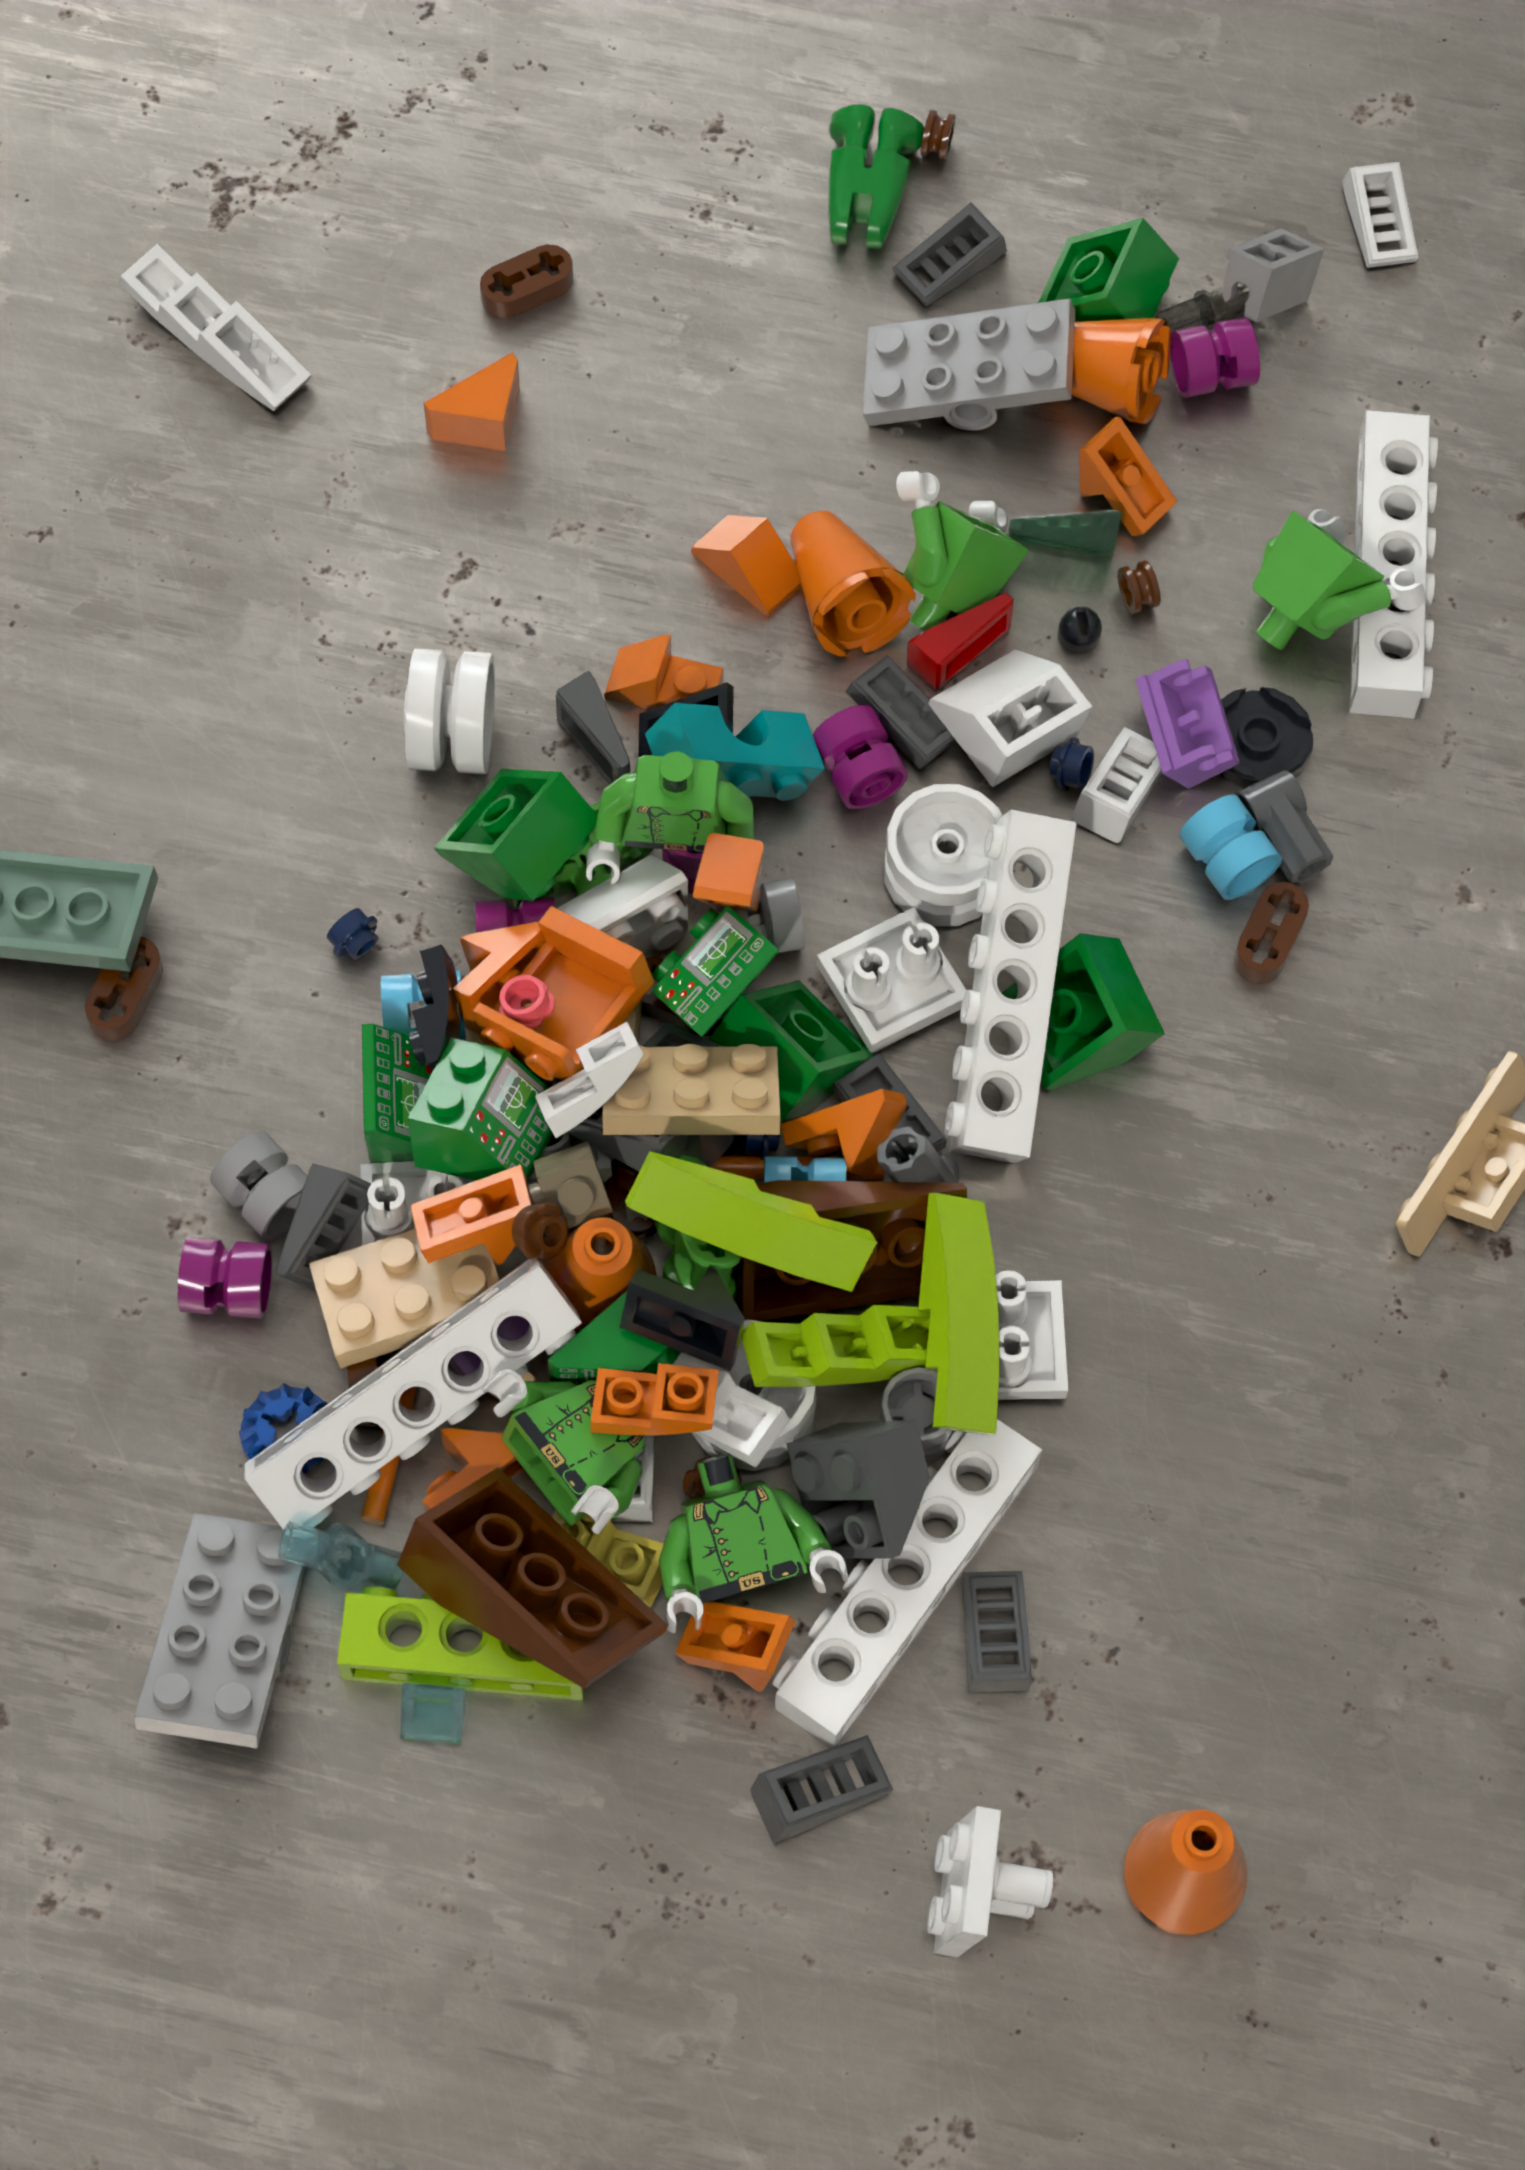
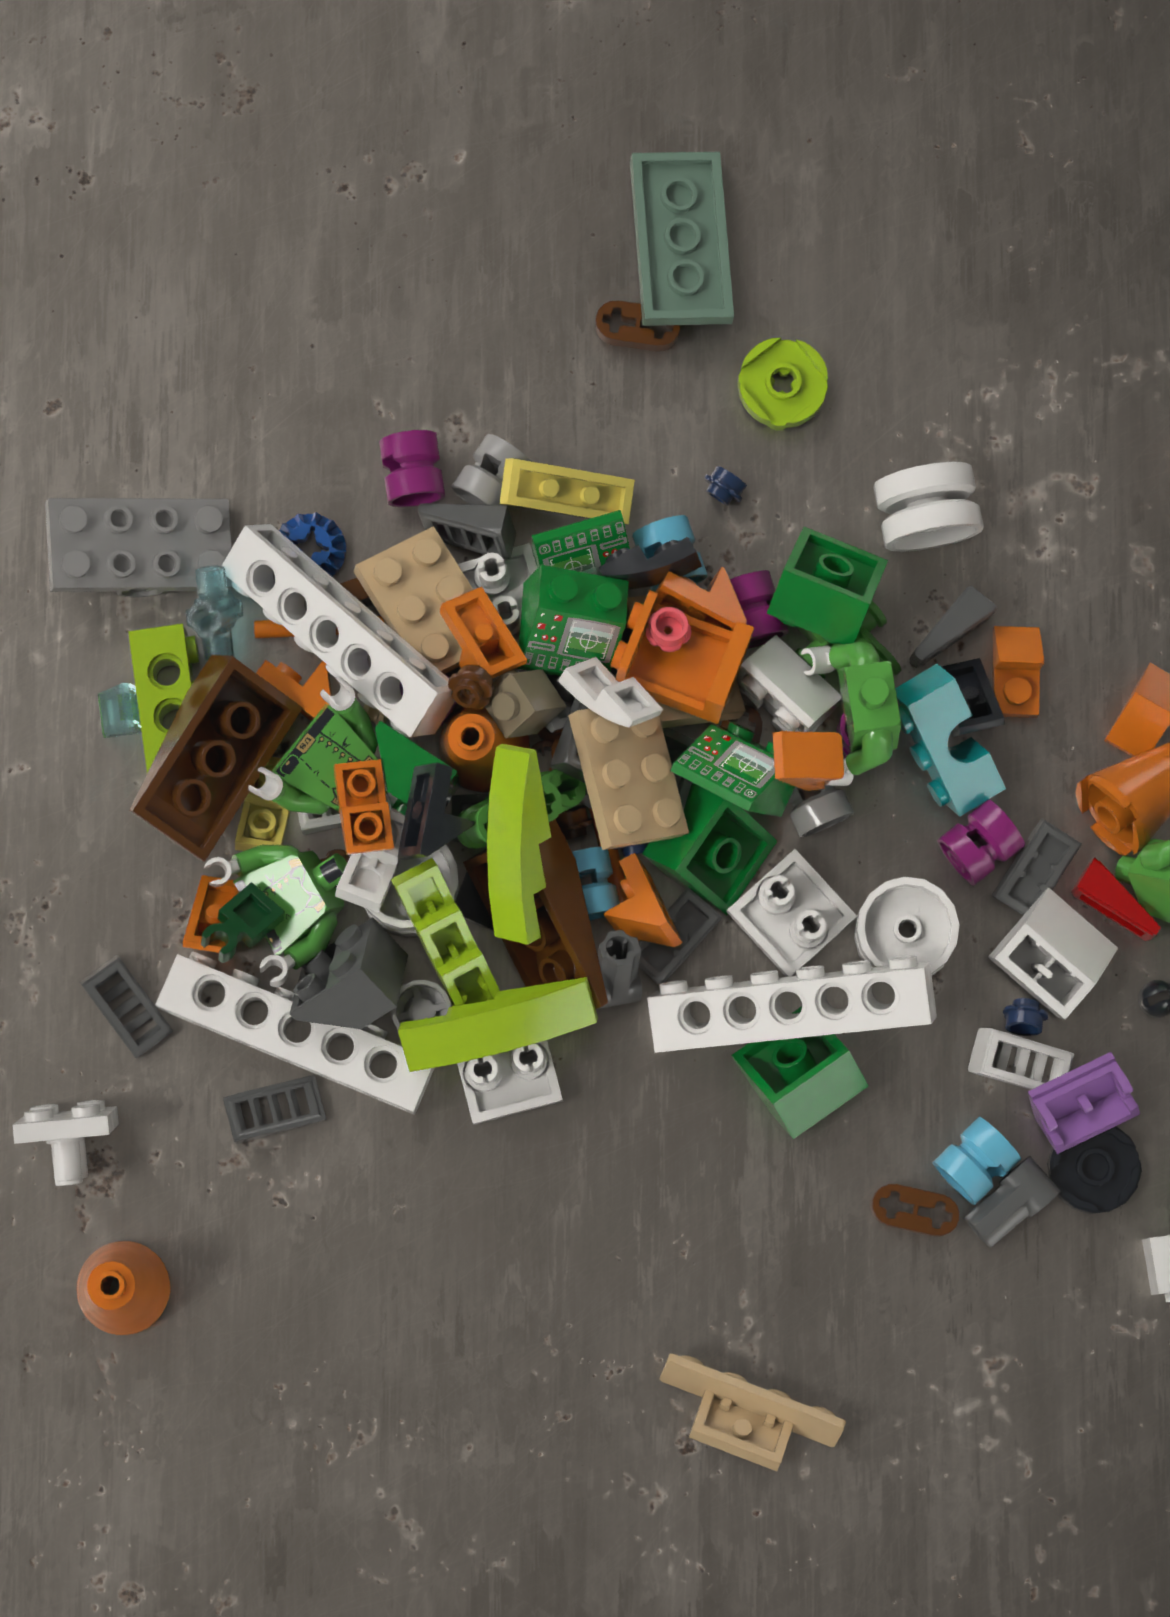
camera: 75 degrees right, 15 degrees up
(254, 872) = (785, 357): none -> lime plate
(310, 1101) = (564, 490): none -> light yellow plate
(758, 1589) = (245, 918): none -> dark green plate

